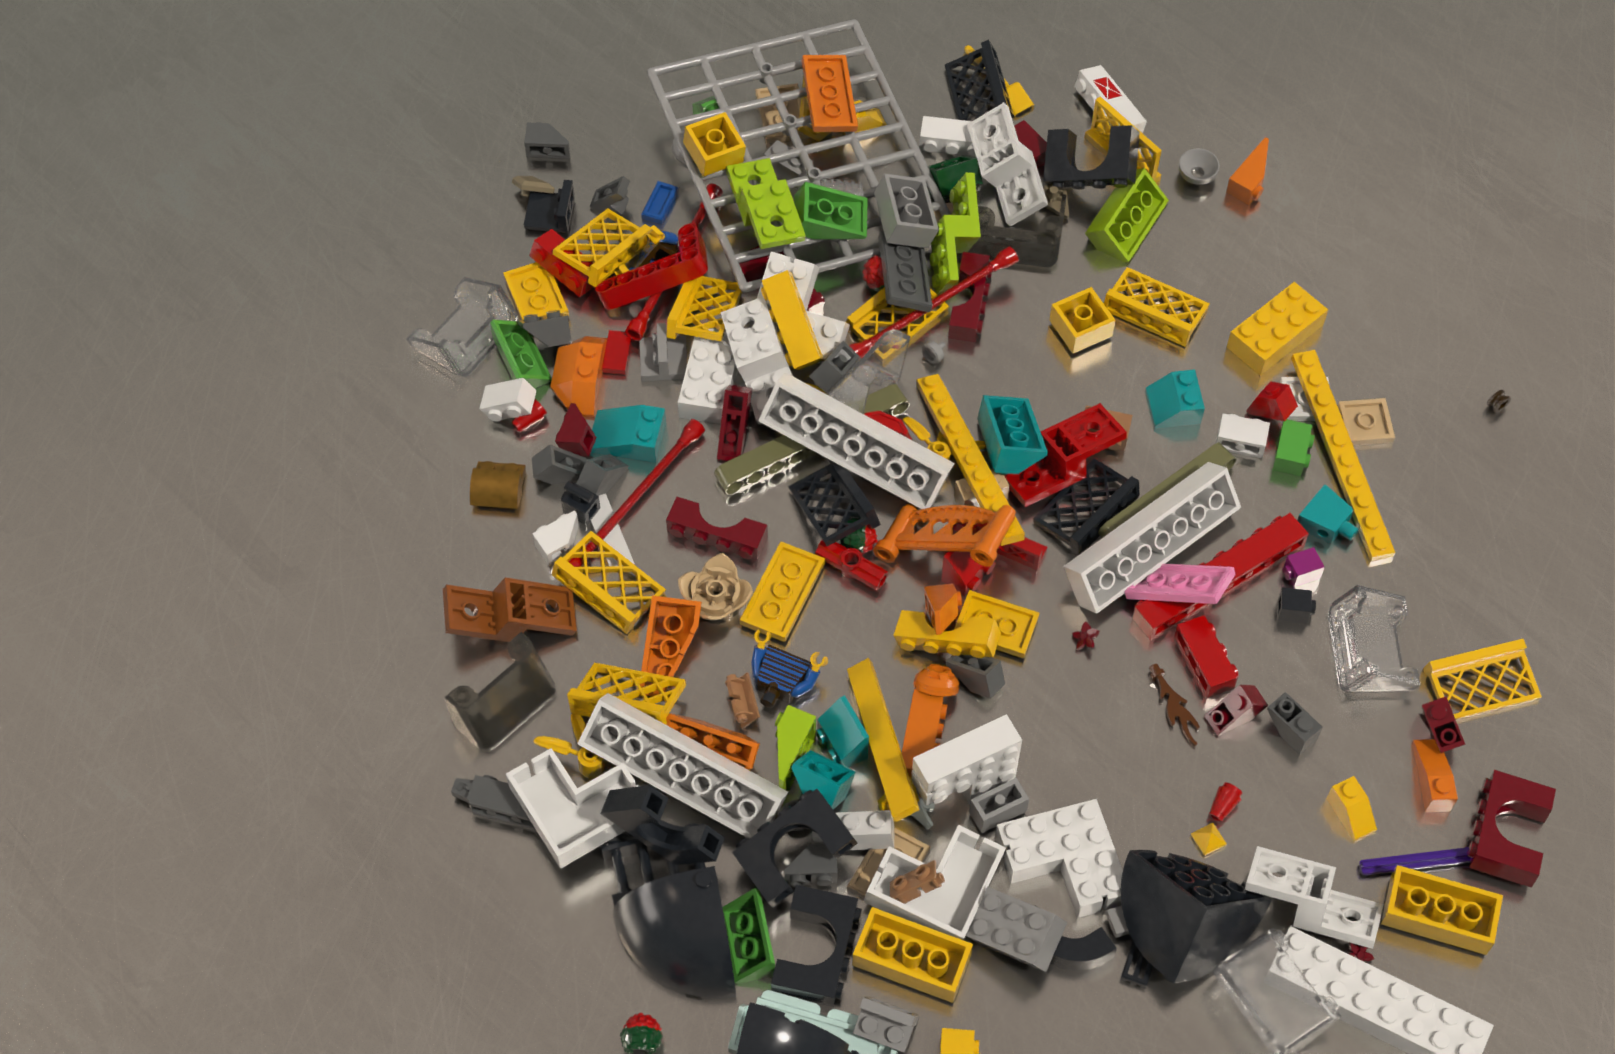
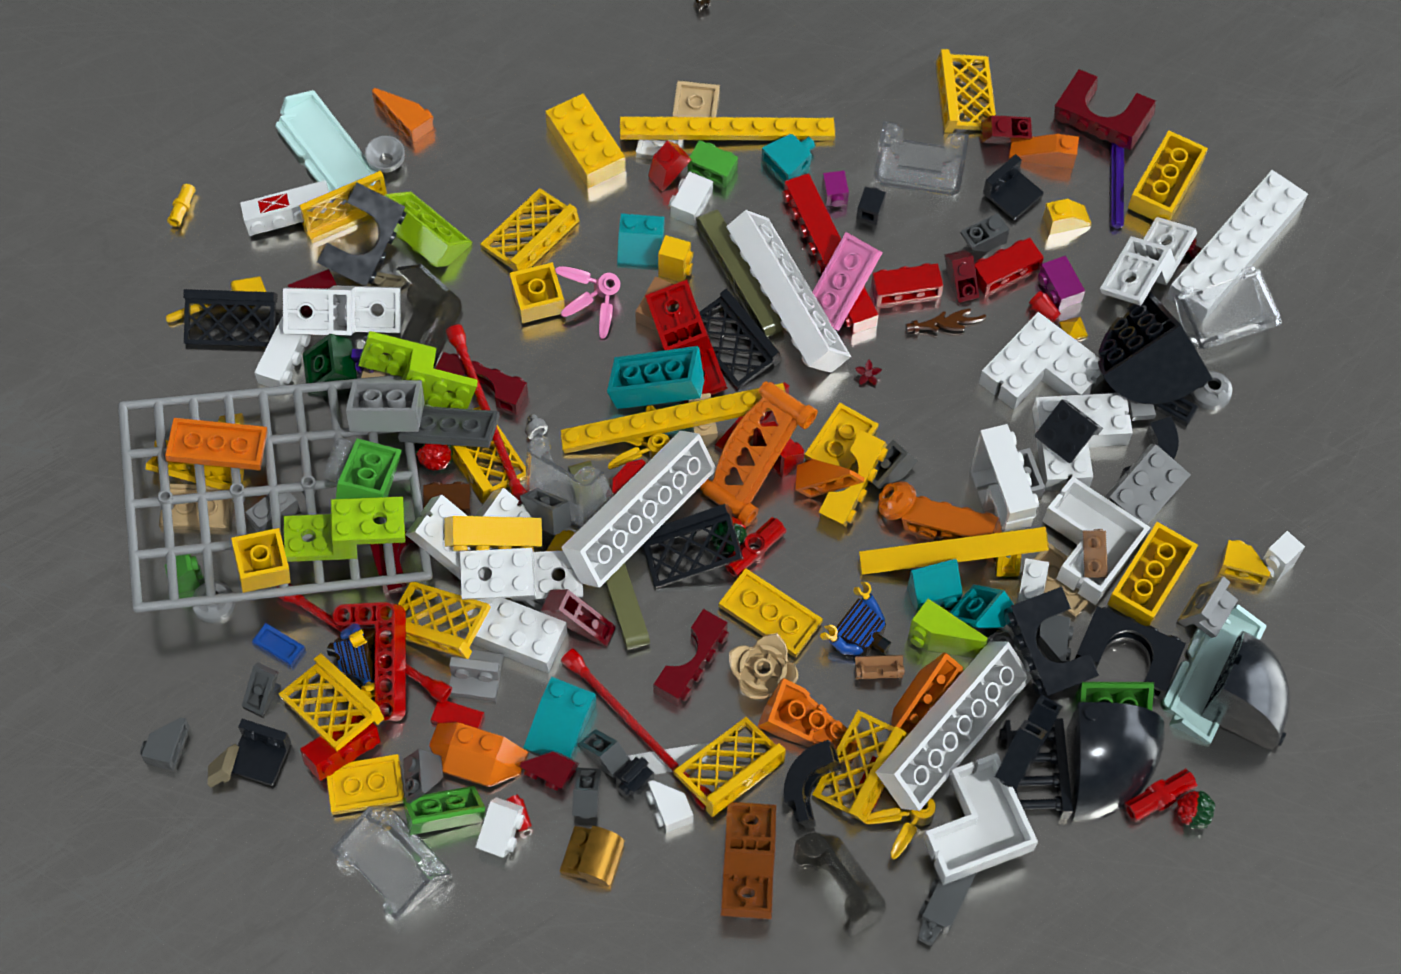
camera: 80 degrees left, 5 degrees up
(601, 645) = (802, 776): none -> black arch
(654, 999) = (1160, 795): none -> red piece
(835, 294) = (457, 493): none -> reddish brown brick
(1060, 830) = (1067, 430): none -> black bracket
(1088, 28) = (181, 205): none -> yellow pin
(1089, 363) = (586, 298): none -> bright pink plant
(1153, 795) = (1041, 354): none -> white piece
(1159, 428) = (675, 259): none -> yellow brick
(1169, 1011) = (1214, 399): none -> light grey piece
(1199, 117) = (321, 141): none -> light aqua slope
(1260, 814) = (1061, 282): none -> magenta brick
(1264, 754) = (1008, 265): none -> red brick
(1368, 744) = (1011, 189): none -> black bracket

